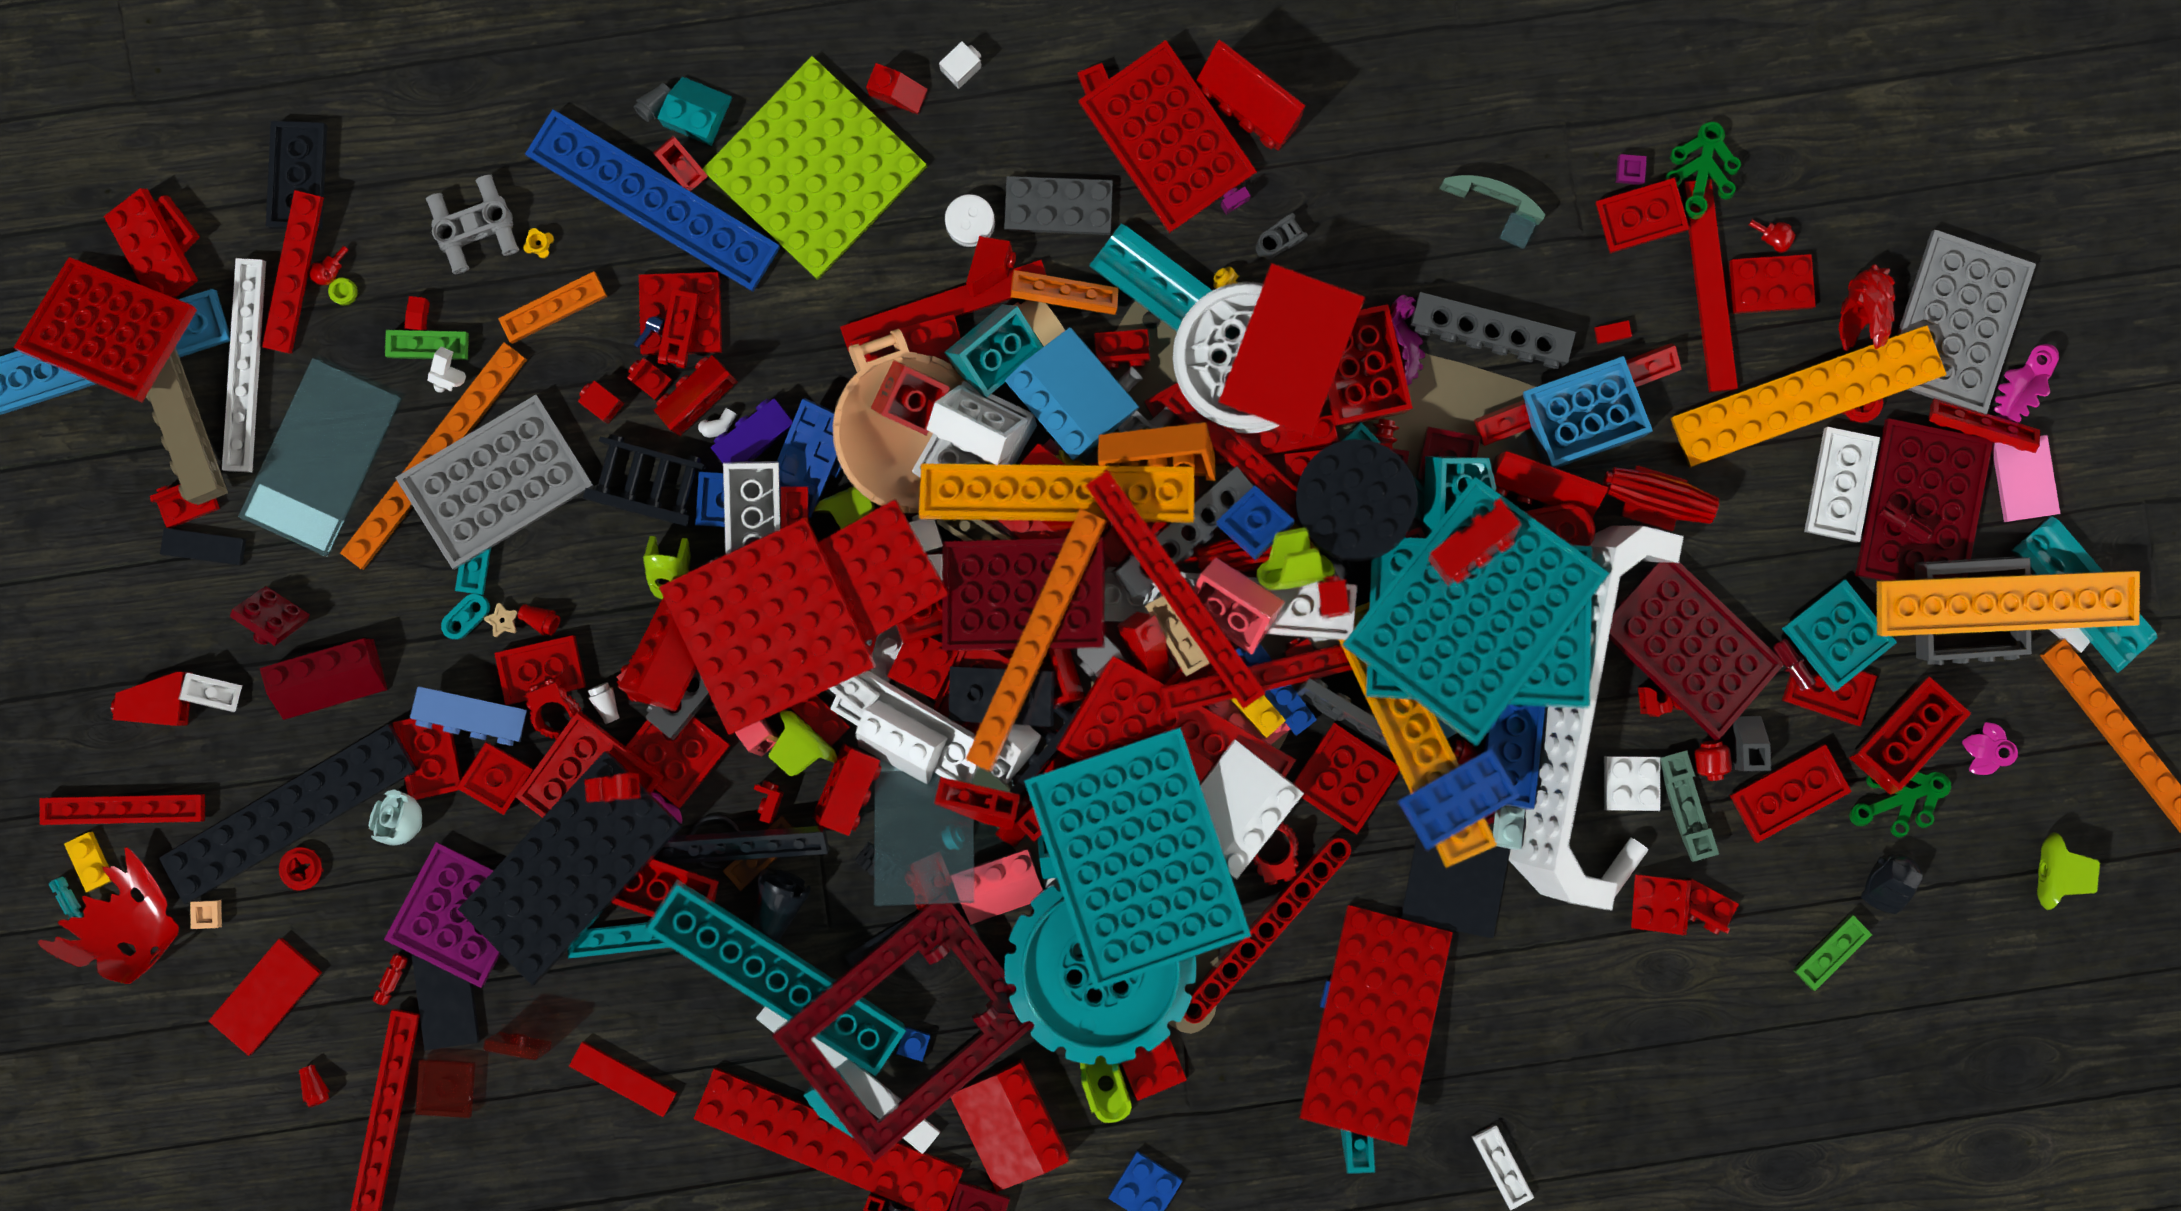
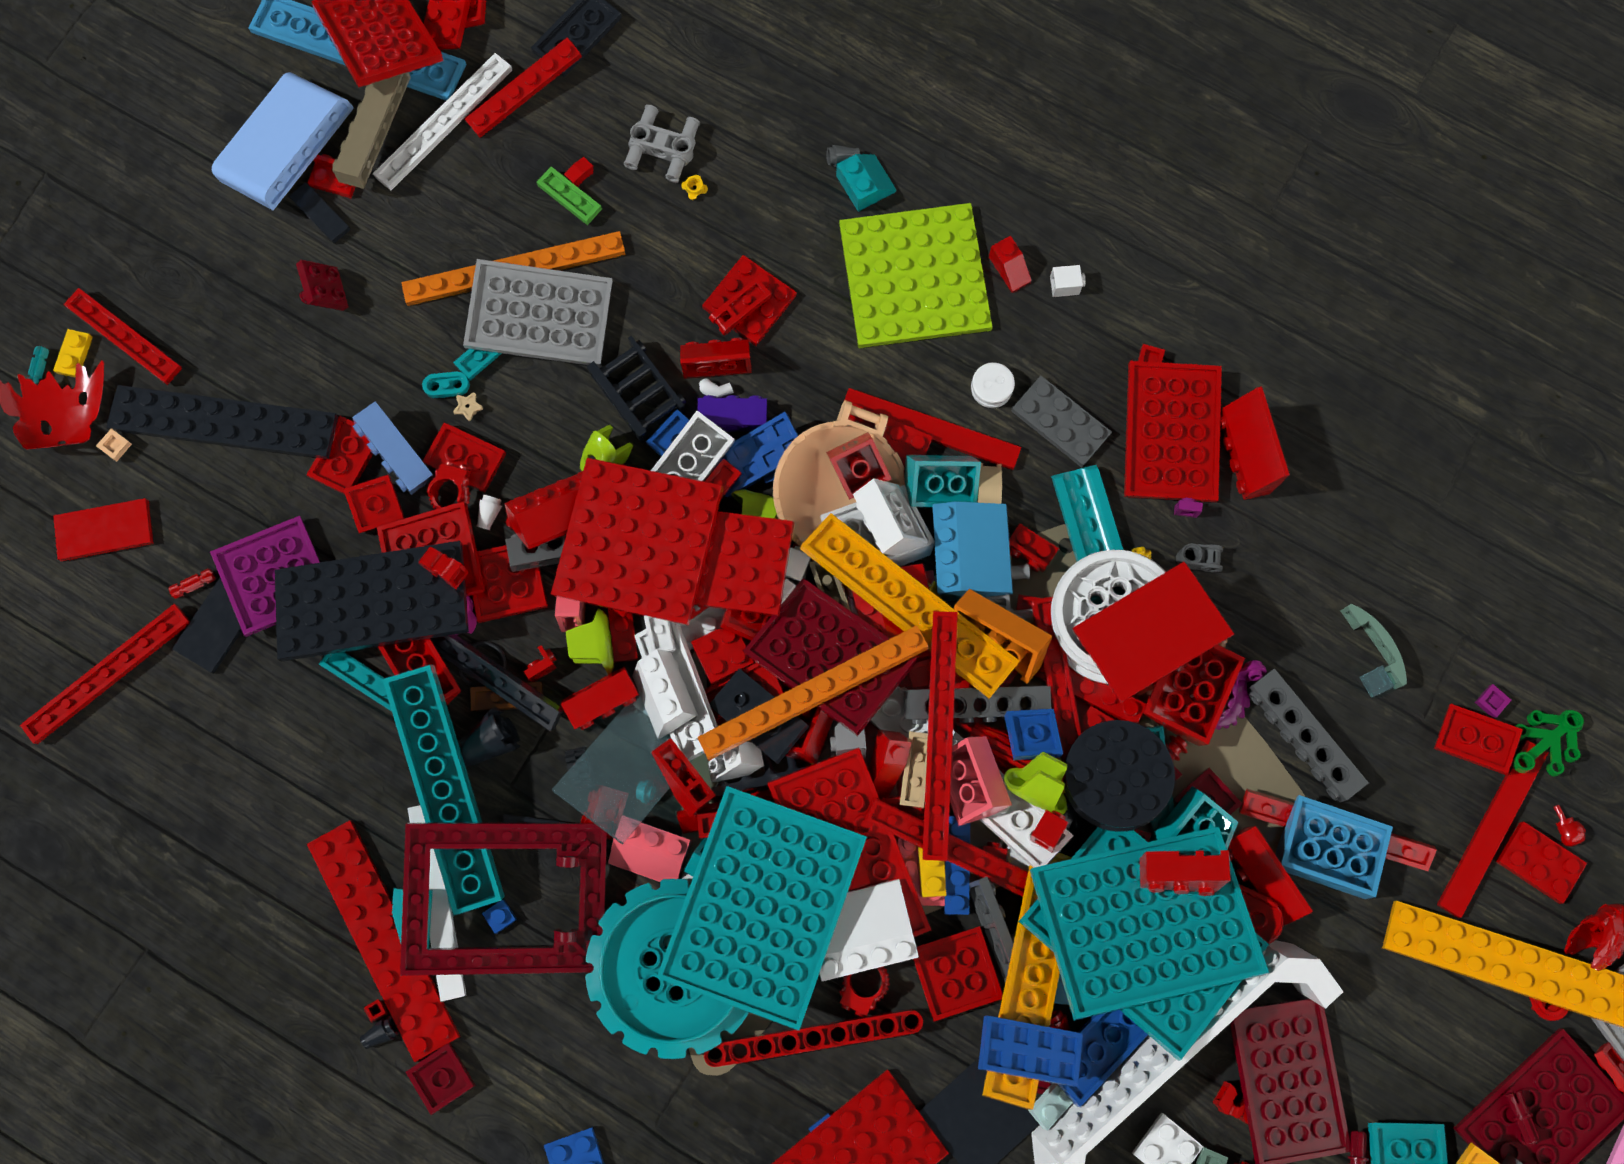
camera: 40 degrees right, 10 degrees down
(105, 506) = (280, 139): none -> light blue windscreen
(153, 702) = (205, 284): red slope -> none
(210, 692) = (242, 304): white plate -> none
(289, 864) = (195, 455): red gear -> none
(313, 1087) = (79, 614): red cone -> none
(319, 457) = (440, 214): clear light blue piece -> none
(324, 678) = (322, 353): dark red slope -> none
(326, 271) = (546, 103): red piece -> none
(342, 291) = (544, 124): lime tile -> none
(395, 819) = (287, 479): light aqua cylinder -> none
(442, 374) = (563, 219): white piece -> none
(445, 1088) = (163, 686): clear red plate -> none
(517, 1045) = (233, 694): clear red plate -> none
(540, 619) = (492, 424): red cone -> none
(552, 307) = (669, 233): orange plate -> none
(600, 401) = (650, 315): red brick -> none
(623, 1079) = (284, 777): red tile -> none
(649, 378) = (694, 324): red bracket -> none
(652, 200) = (791, 217): blue plate -> none
(653, 323) = (725, 290): dark blue hand -> none
(680, 164) = (828, 205): red slope -> none
(989, 264) = (983, 422): red slope -> none
(1010, 1126) = (517, 1032): red slope -> none
(1064, 292) = (1020, 479): orange plate -> none
(1107, 1105) = (599, 1076): lime piece -> none
(1154, 1070) = (652, 1075): red plate -> none
(1613, 332) = (1395, 806): red piece -> none
(1659, 497) = (1344, 951): red plate -> none
(1842, 484) = (1491, 1051): white plate -> none

